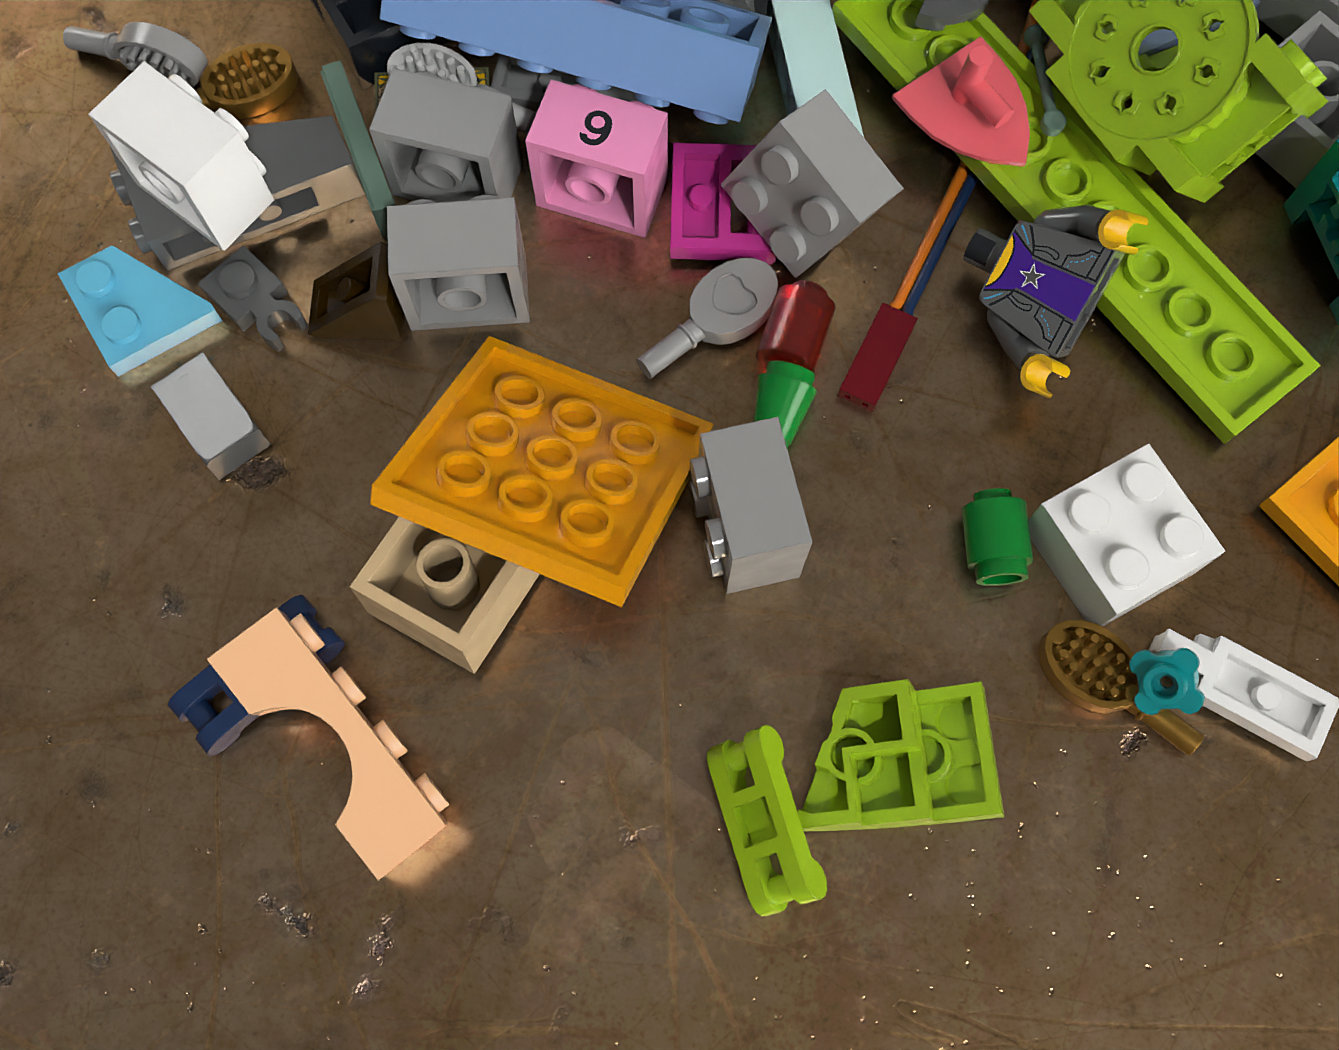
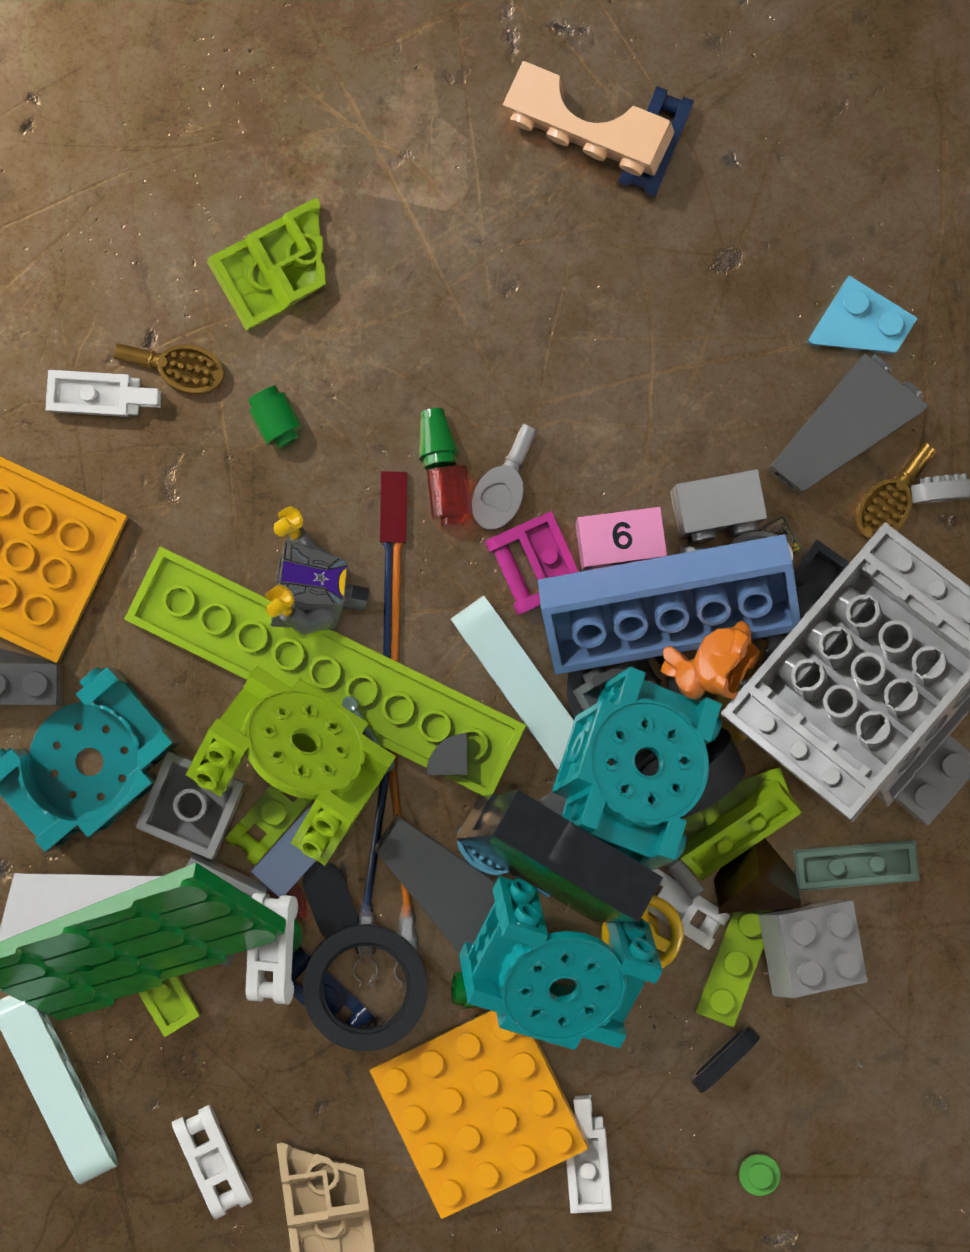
camera: 150 degrees right, 15 degrees up
(184, 153) = (855, 398): white brick -> none
(210, 416) = (774, 277): slope -> none
(251, 294) = (798, 364): dark grey plate -> none
(357, 300) = (726, 397): dark brown slope -> none
(358, 142) = (779, 488): sand green tile -> none
(441, 591) = (574, 239): tan brick -> none
(458, 263) = (667, 428): light grey brick -> none
(545, 469) = (548, 326): light orange plate -> none
(750, 505) = (423, 357): light grey brick -> none
(764, 822) = (336, 192): lime plate -> none
(810, 183) = (480, 573): light grey brick -> none
(971, 106) = (406, 691): coral shield -> none
(1122, 537) = (203, 447): white brick -> none
(1177, 664) = (147, 371): teal plate -> none

